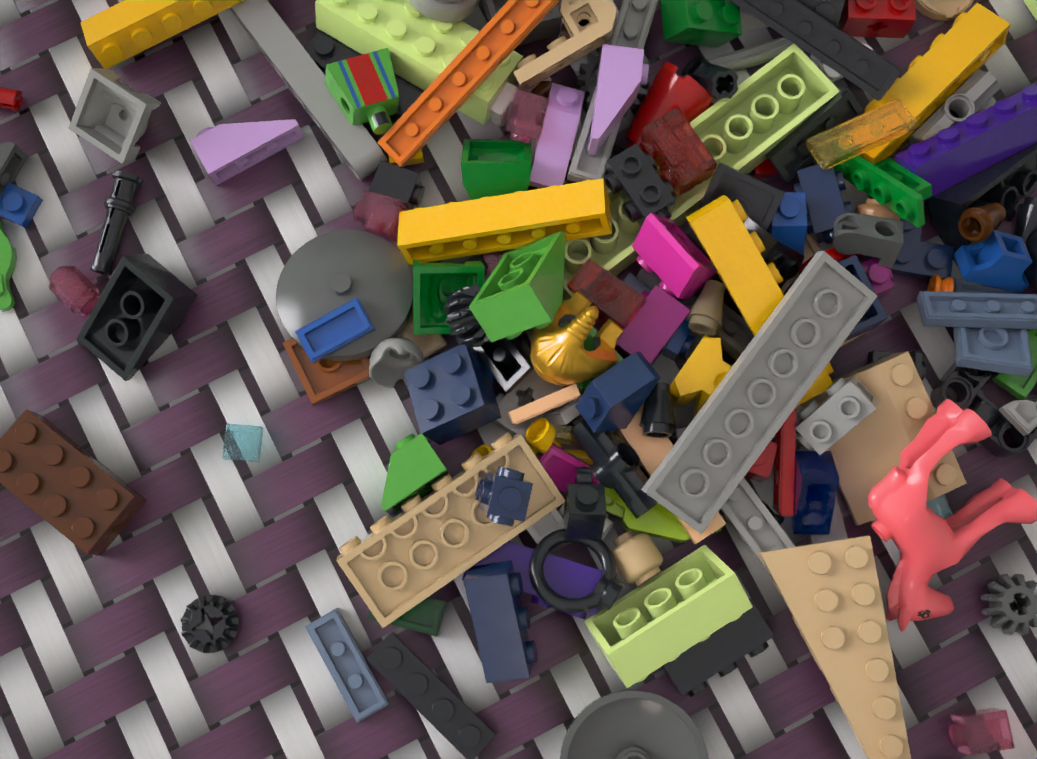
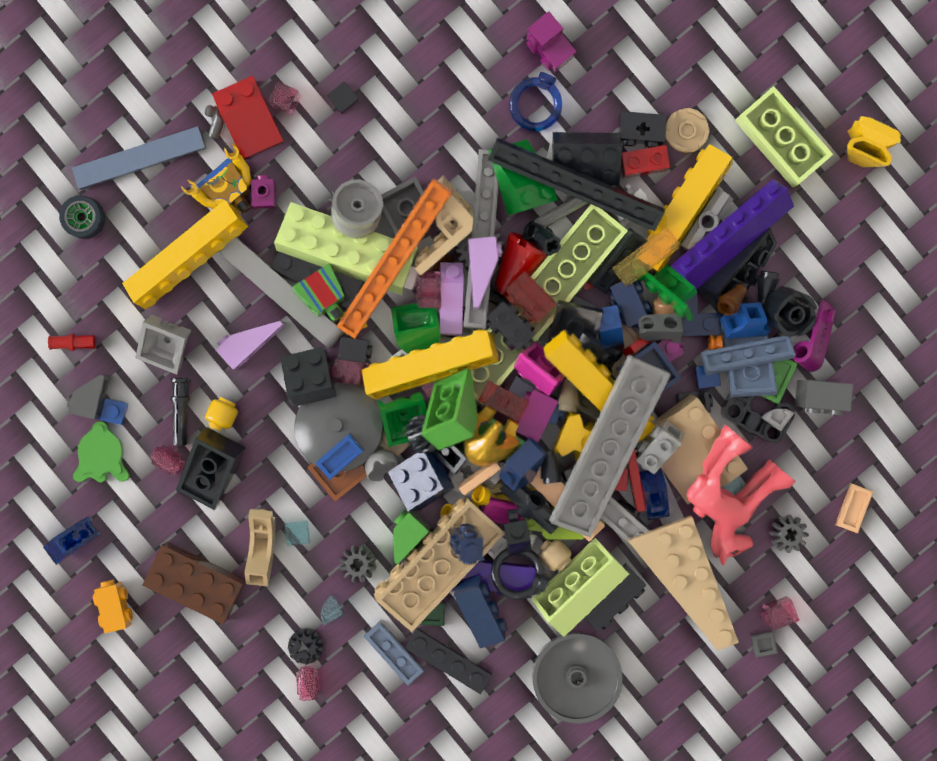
camera: 10 degrees left, 10 degrees up
(174, 238) = (221, 414): none -> yellow head
(182, 448) = (261, 547): none -> tan arch
(197, 683) = (307, 683): none -> clear pink brick
(263, 574) = (330, 610): none -> clear light blue tile
(315, 499) = (365, 567): none -> dark grey gear
(317, 207) = (308, 376): none -> black brick
(919, 337) = (704, 380): none -> blue tile

